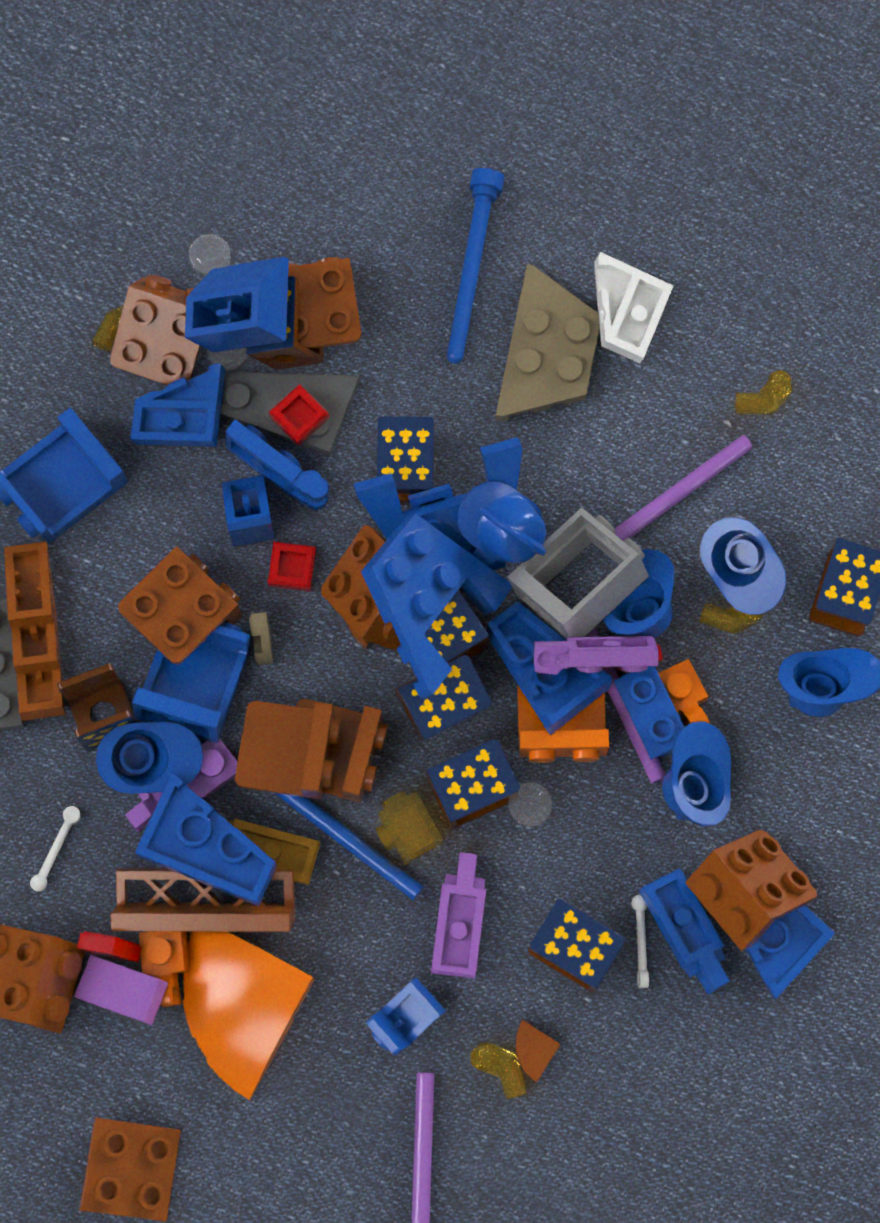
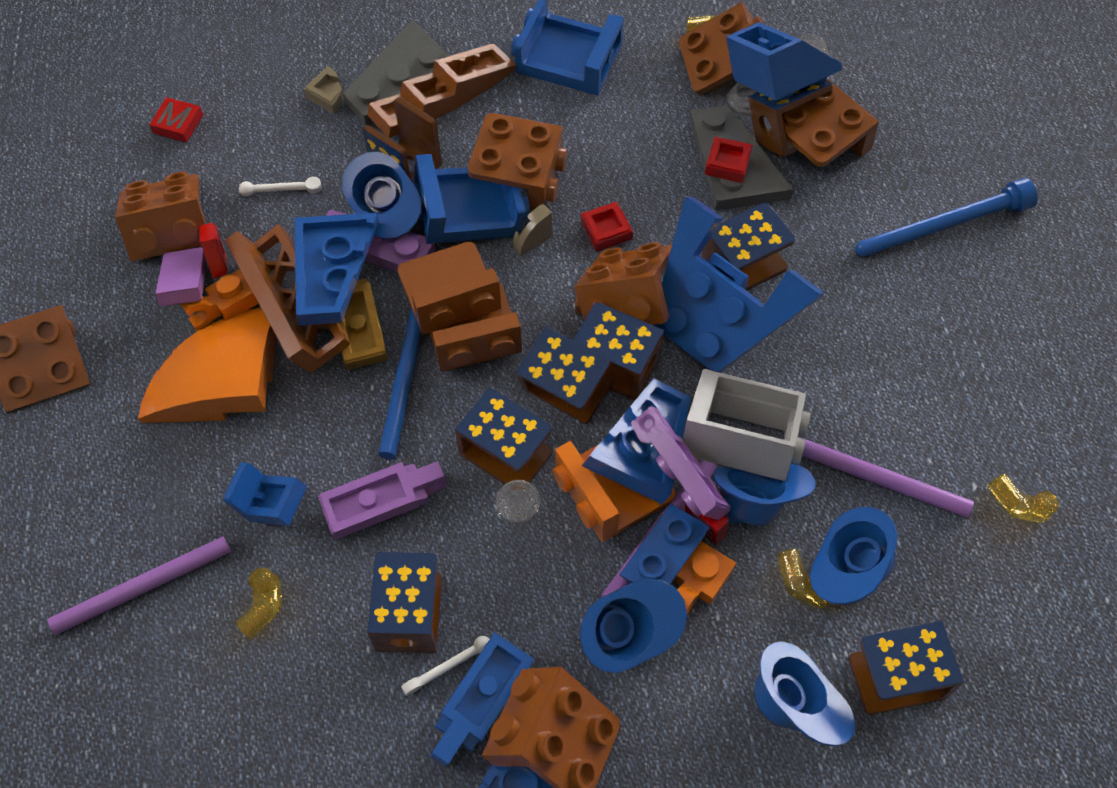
camera: 60 degrees right, 15 degrees down
(182, 412) = (674, 91): blue wing -> none
(247, 511) = (625, 172): blue slope -> none
(277, 467) = (678, 173): blue hinge -> none
(407, 827) = (436, 412): clear yellow brick -> none
(415, 580) = (646, 281): blue wing -> none
(502, 523) = (745, 331): blue piece -> none
(534, 1050) = (292, 624): dark orange tile -> none
(548, 348) = (922, 311): dark tan wing -> none
(628, 306) = (1009, 347): white wing -> none

